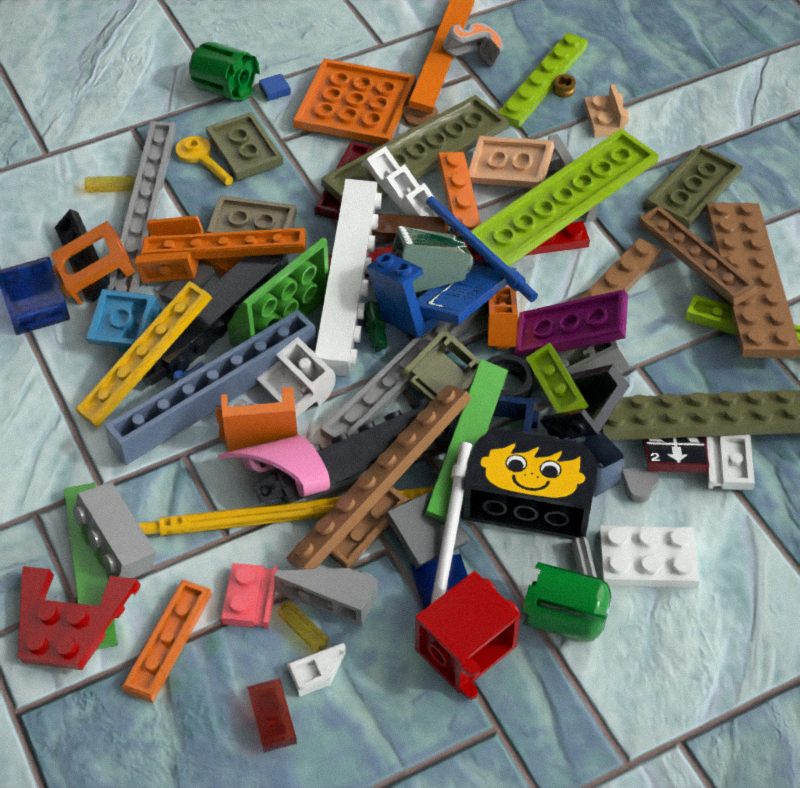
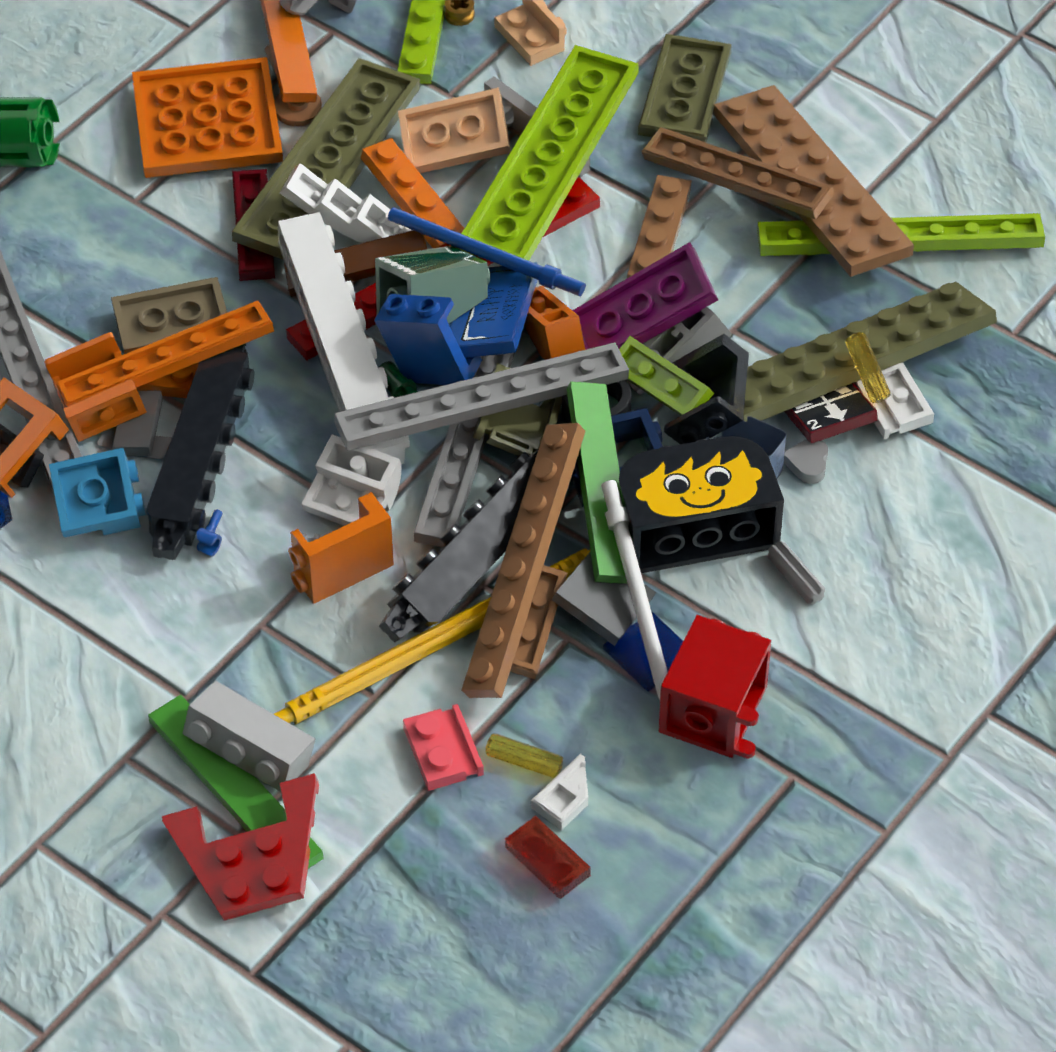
camera: 25 degrees left, 0 degrees up
(143, 354) = (151, 523): yellow tile -> none
(166, 641) = (378, 830): orange tile -> none
(197, 149) = (36, 249): yellow piece -> none
(201, 391) = (250, 539): sand blue brick -> none
(244, 146) = (98, 223): olive plate -> none
(274, 87) = (86, 132): blue tile -> none
(293, 456) = (408, 569): bright pink panel -> none
(294, 288) = (280, 403): bright green slope -> none
(334, 591) = (535, 705): light grey slope -> none
(414, 346) = (478, 396): none -> light grey plate
(567, 603) = (806, 614): green cylinder -> none
(649, 556) = (858, 536): white plate -> none
(716, 429) = (867, 367): none -> clear yellow axle

